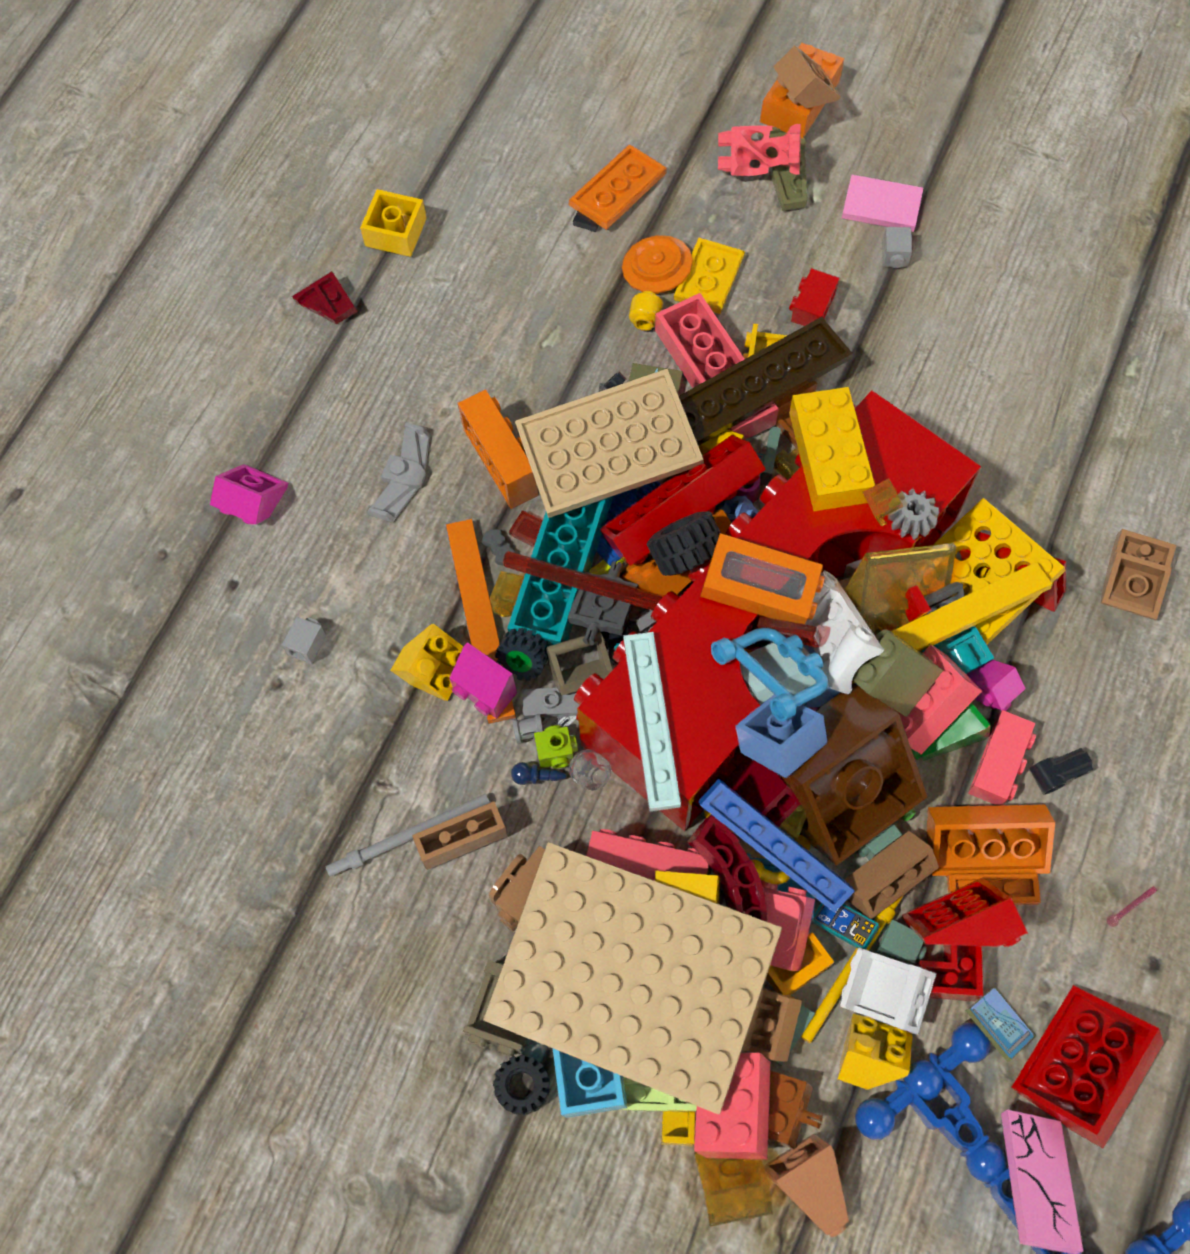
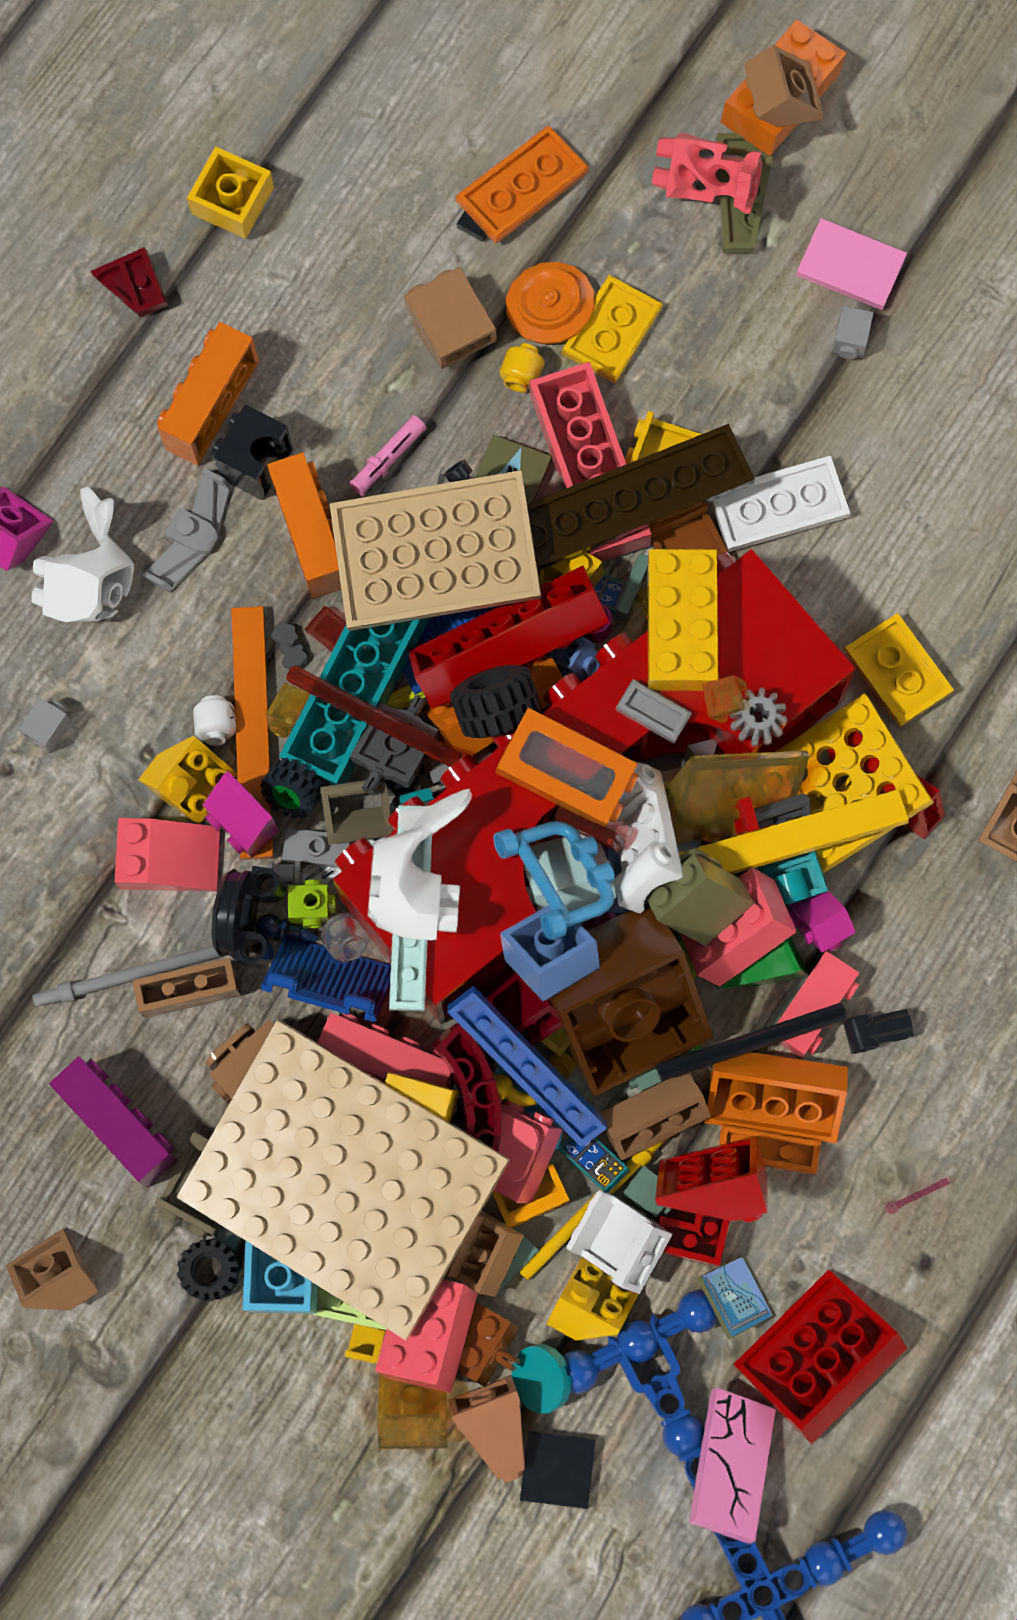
camera: 10 degrees right, 10 degrees up
(324, 521) = (87, 583): none -> white hips
(379, 1116) = (52, 1275): none -> medium nougat slope
(399, 364) = (207, 393): none -> orange brick
(414, 963) = (113, 1122): none -> magenta brick
(424, 729) = (166, 855): none -> coral slope
(439, 398) = (247, 443): none -> black piece
(447, 612) = (214, 720): none -> white head
(493, 763) = (237, 911): none -> black piece
(566, 370) = (404, 437): none -> bright pink pin
(581, 808) = (328, 983): none -> blue window
(582, 283) = (449, 317): none -> medium nougat brick
(647, 706) = (403, 895): none -> white hips
(815, 297) = (733, 387): red brick -> none
(823, 525) = (653, 711): none -> light grey tile
(847, 1130) = (541, 1379): none -> teal tile
(877, 1216) = (557, 1470): none -> black tile
(881, 369) = (781, 504): none -> white plate
(960, 795) = (751, 1041): none -> black axle
(1005, 483) = (898, 670): none -> yellow plate

